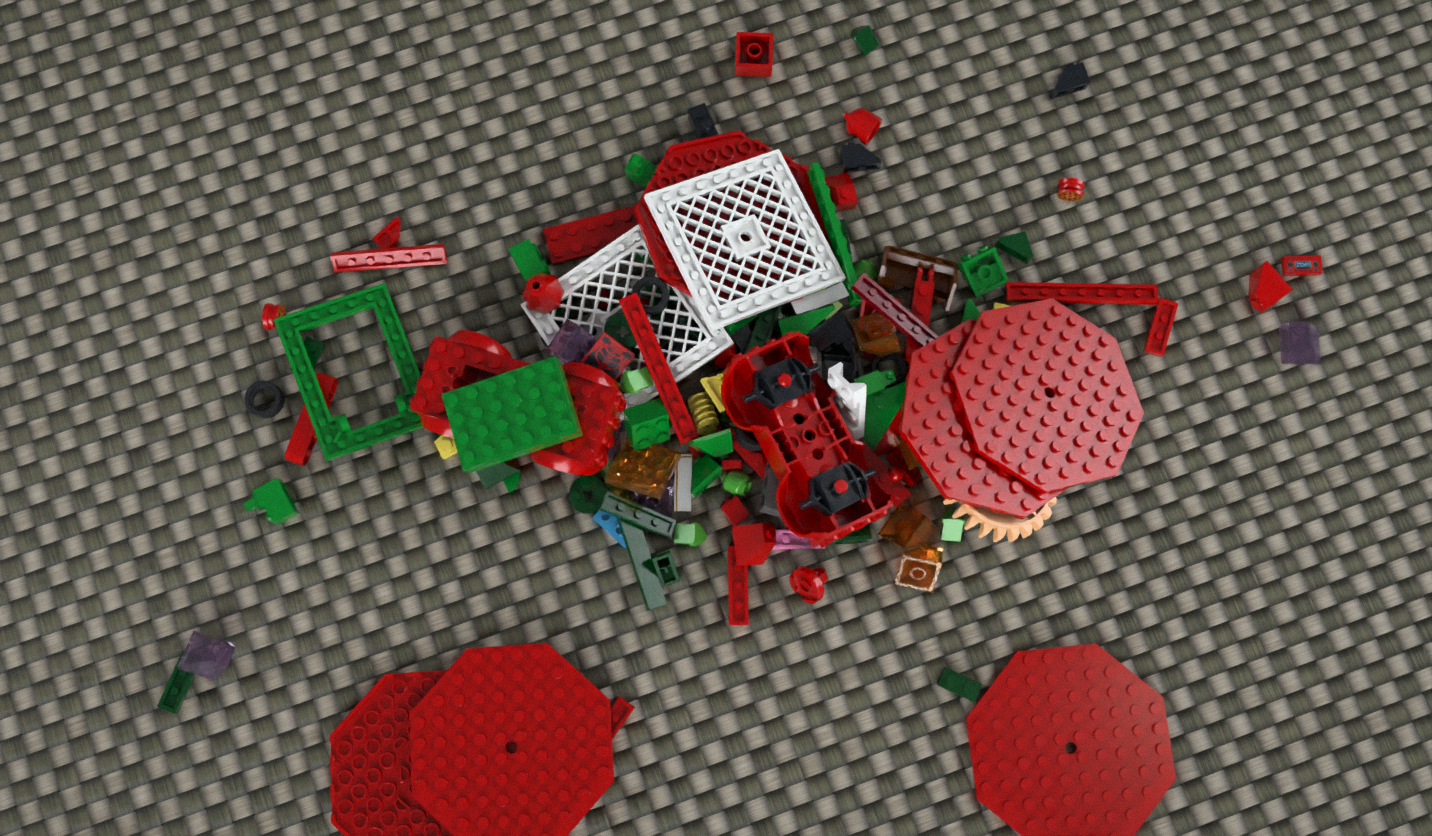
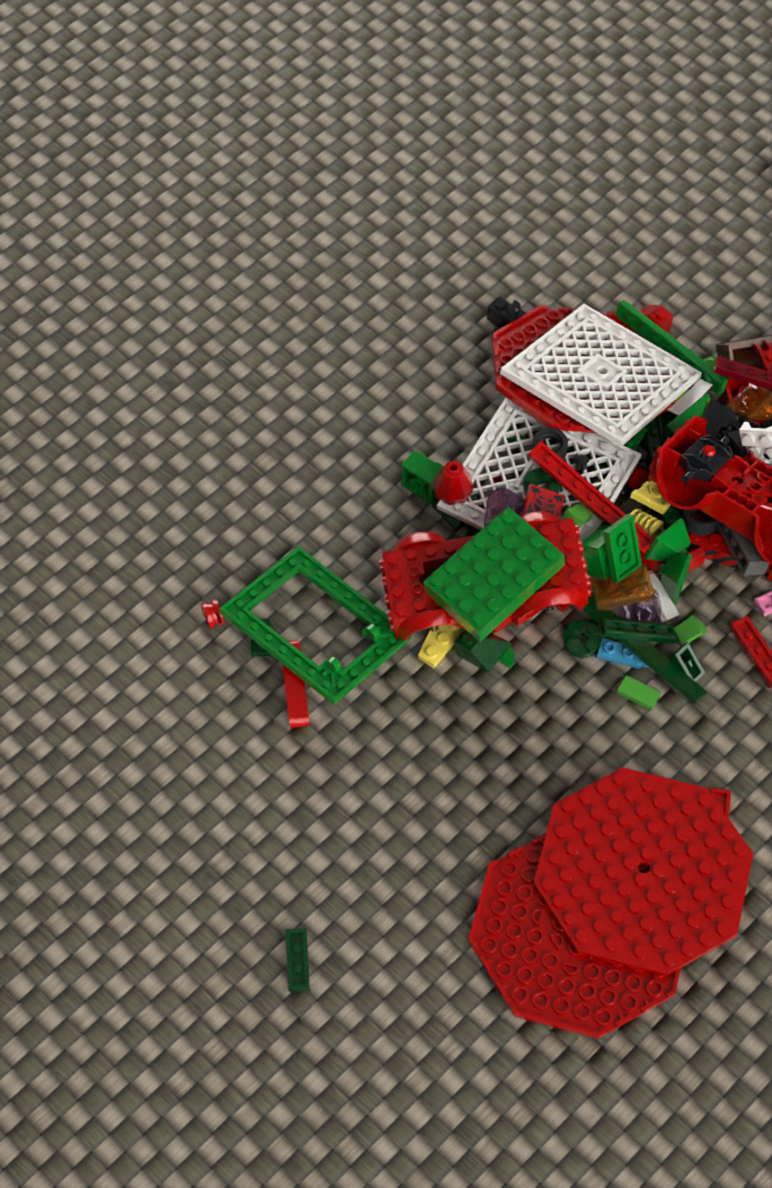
camera: 25 degrees left, 20 degrees down
(206, 656) = (314, 920): clear purple slope -> none
(252, 391) = (245, 699): black tyre -> none
(275, 499) = (299, 764): green hinge -> none
(389, 258) = (290, 526): plate -> none
(390, 235) = (278, 511): red tile -> none
(587, 235) = (462, 434): red plate -> none
(608, 572) = (638, 692): none -> bright green tile
(639, 170) = (477, 369): green hinge -> none
(657, 434) = (622, 548): none -> green plate
(670, 326) = (581, 462): none -> black piece
(734, 510) = (718, 594): red brick -> none
(736, 482) = (706, 571): bright green head -> none
(753, 543) = (753, 606): red slope -> none
(754, 54) = (517, 247): red brick -> none
(858, 158) = (651, 289): black slope -> none
(862, 124) = (639, 262): red piece -> none
(864, 39) = (600, 203): dark green tile -> none

